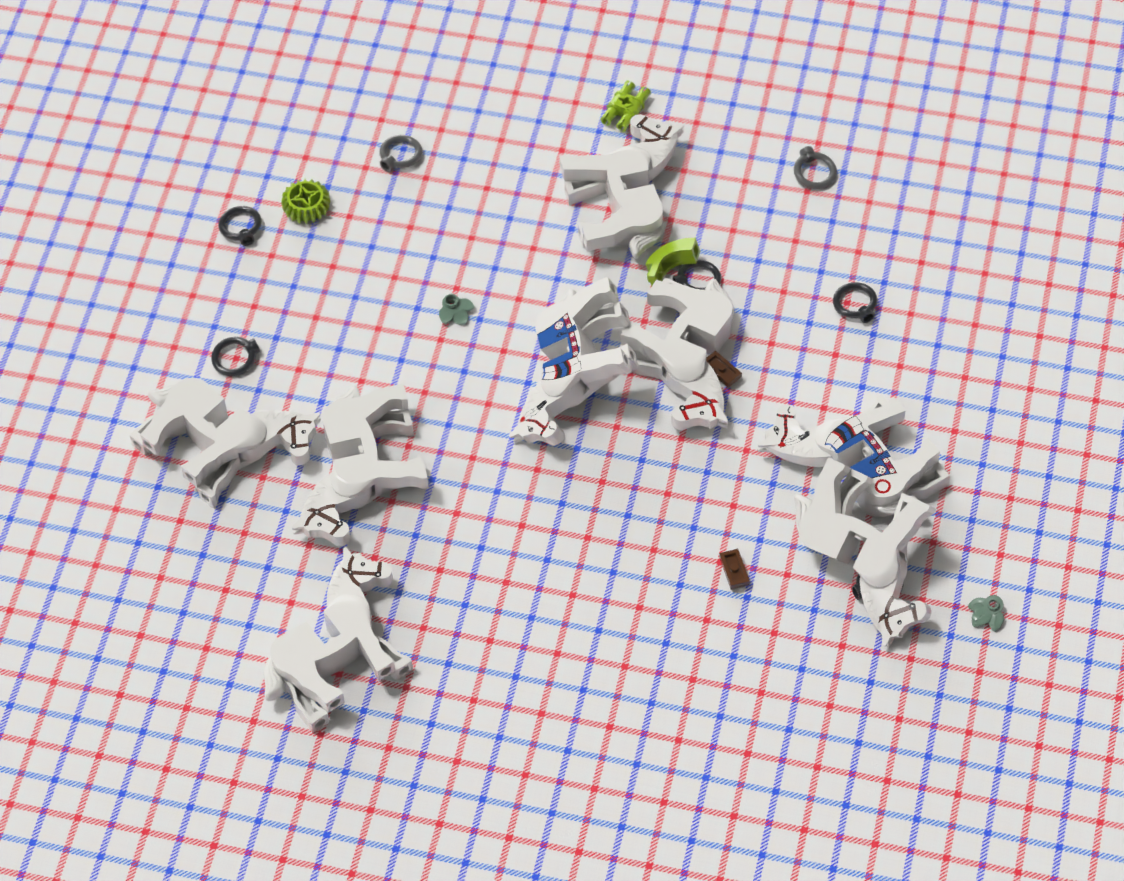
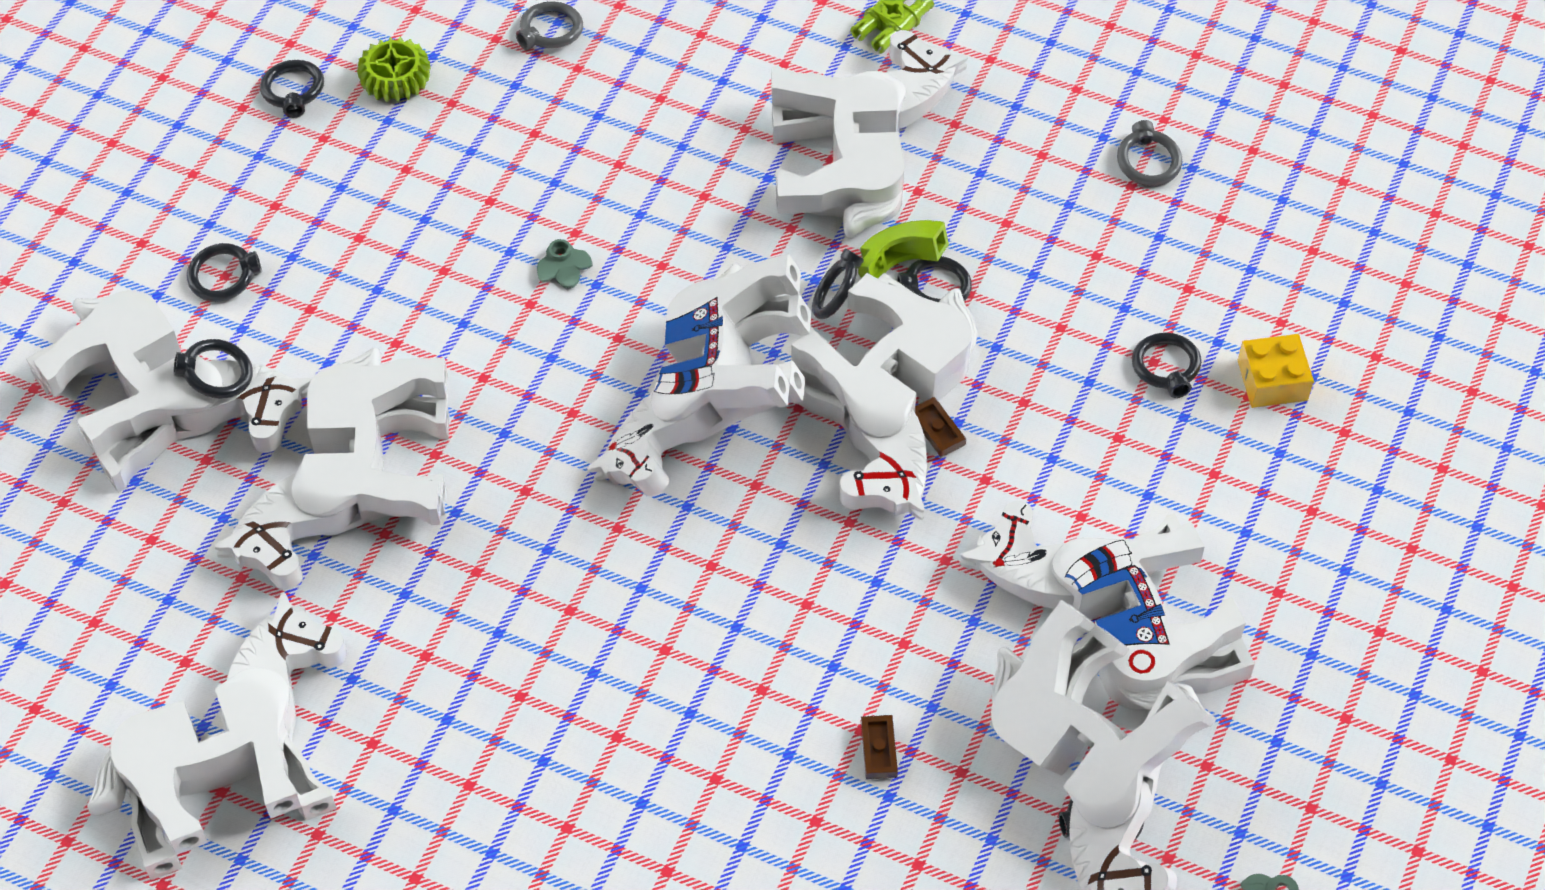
camera: 10 degrees right, 0 degrees up
(240, 417) = (185, 366): none -> black piece
(641, 274) = (849, 262): none -> black piece
(924, 294) = (1275, 370): none -> yellow brick

